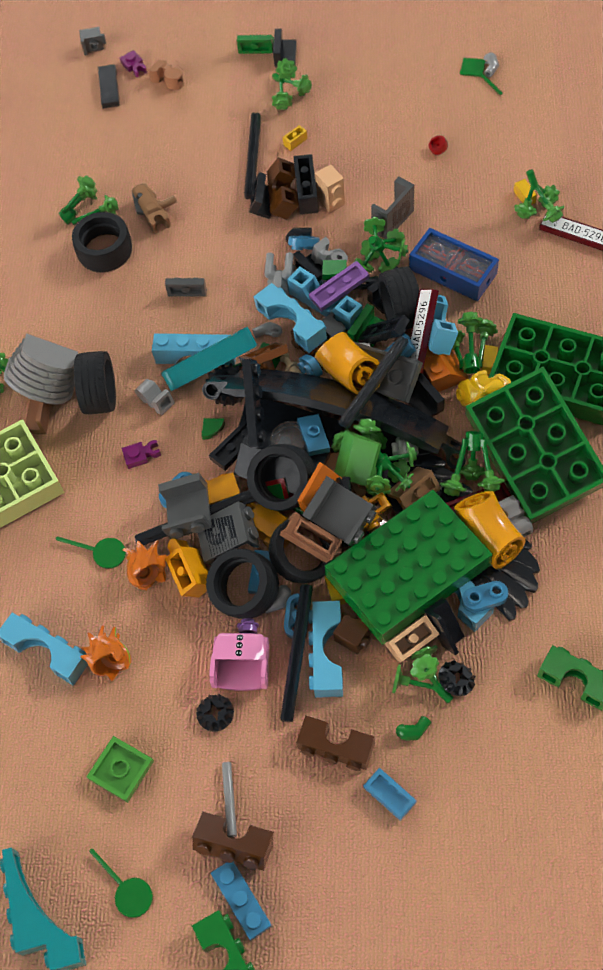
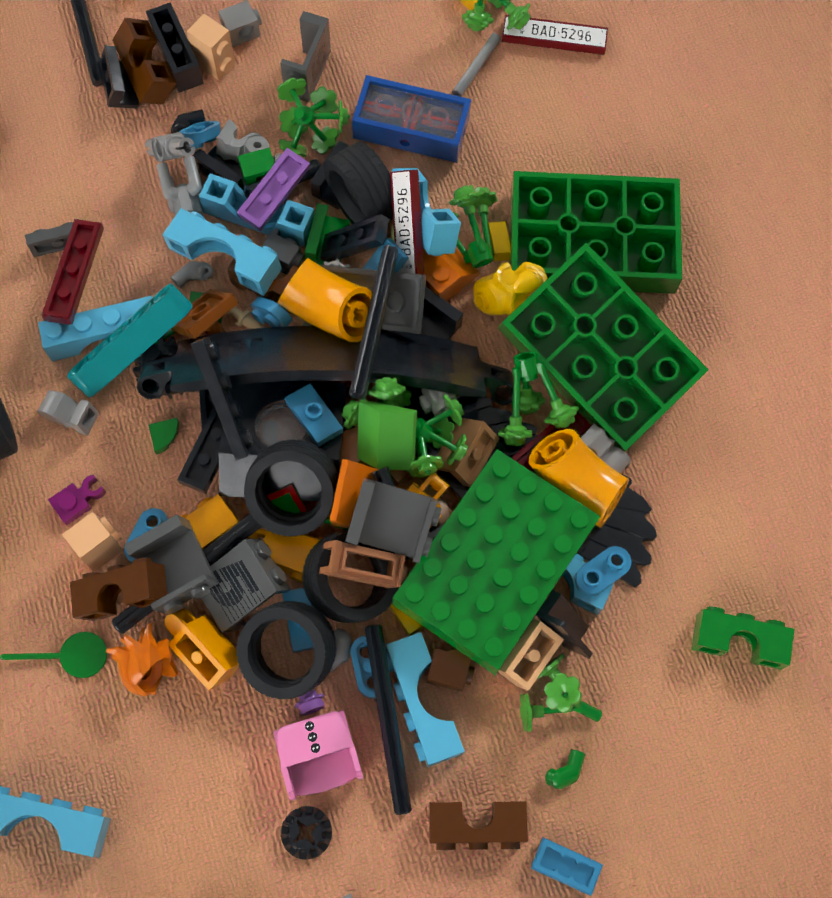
camera: 30 degrees left, 10 degrees up
(106, 654) = (134, 804): orange hair -> none
(141, 479) = (94, 541): none -> light nougat brick
(155, 511) = (97, 593): none -> reddish brown arch
(187, 307) = (72, 272): none -> dark red tile
(279, 244) = (169, 147): none -> light grey pin
(356, 178) = (241, 22): none -> light grey brick
(447, 678) = (590, 693): black gear -> none
(515, 240) = (476, 65): none -> light grey piece

